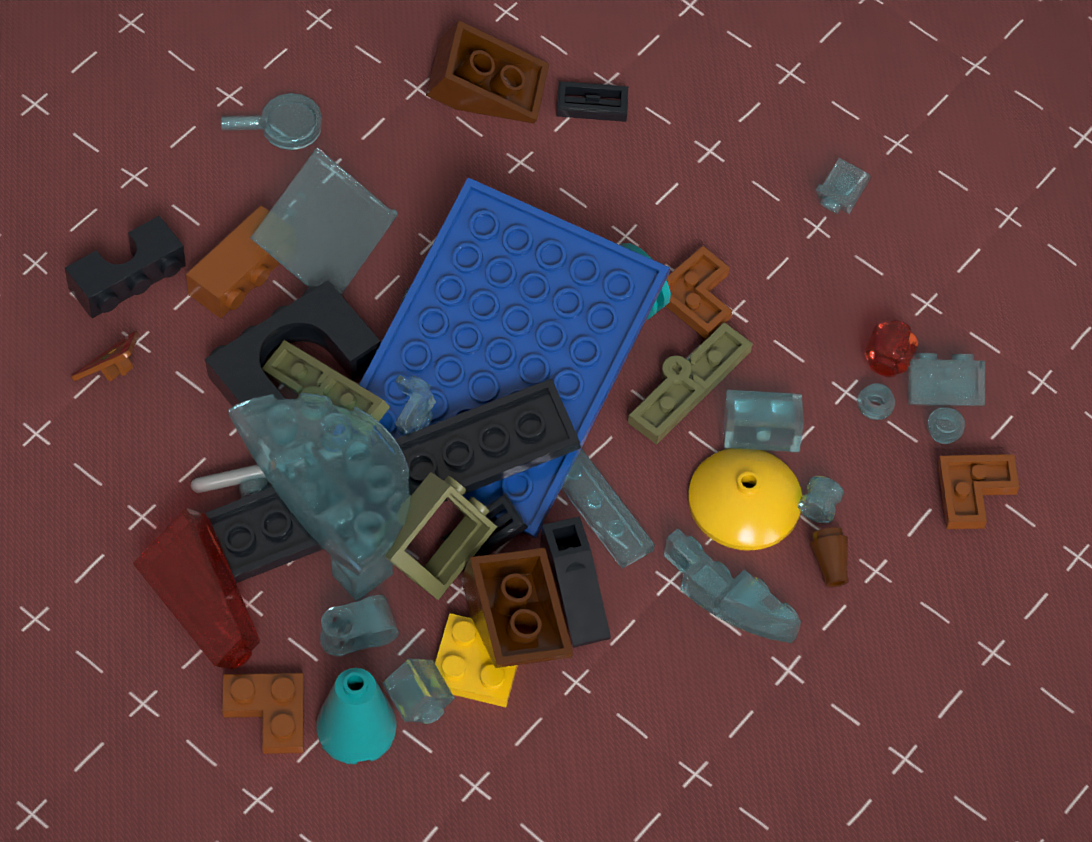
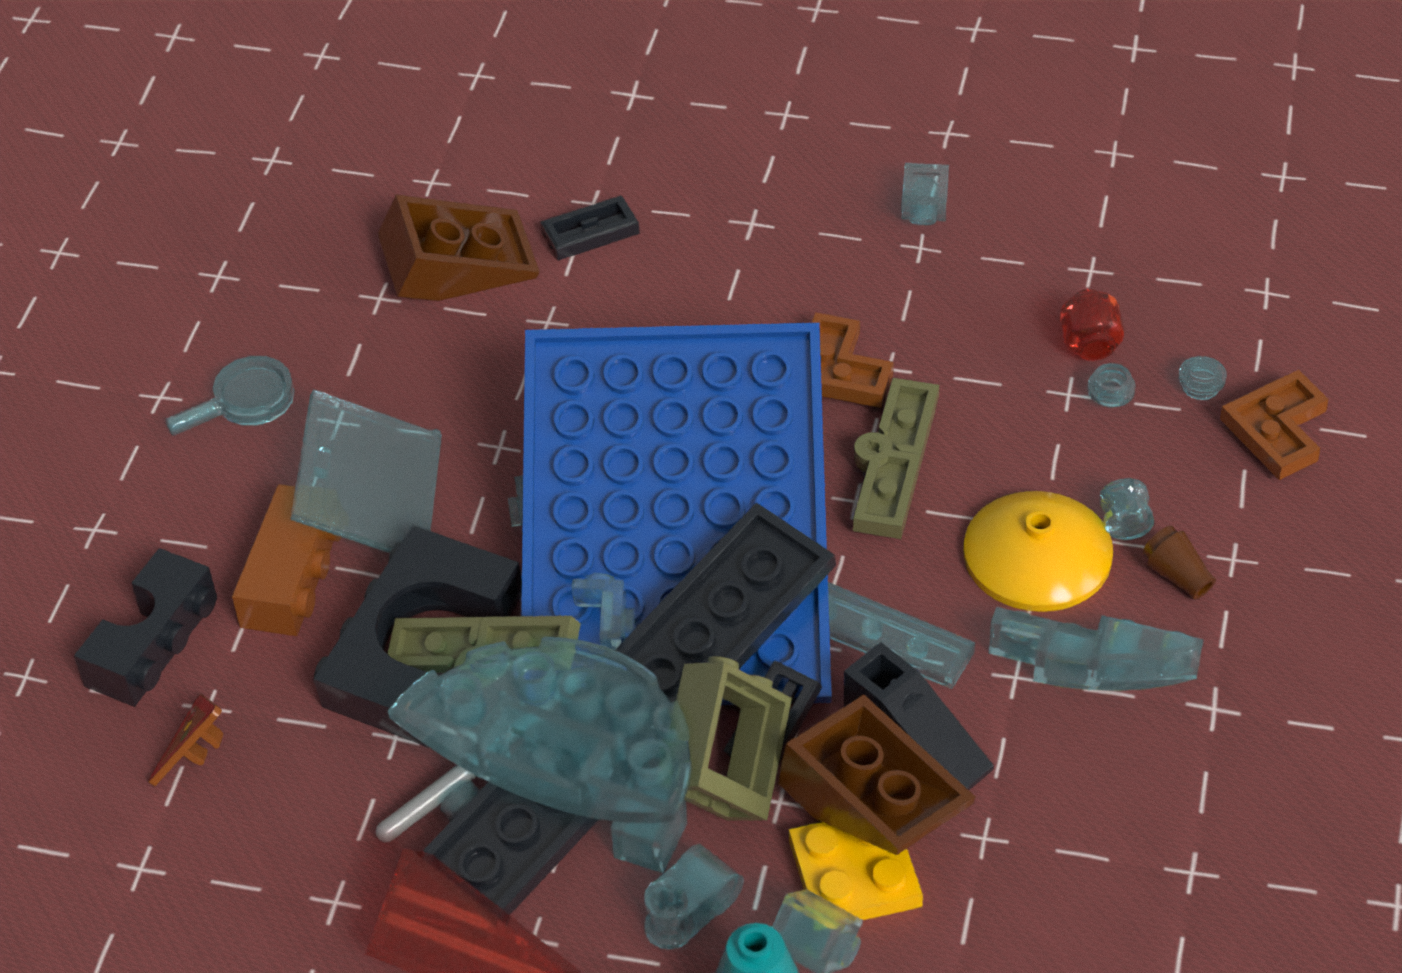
camera: 20 degrees left, 10 degrees down
(763, 420) = (1007, 456): clear light blue brick -> none
(946, 381) = (1174, 331): clear light blue bracket -> none

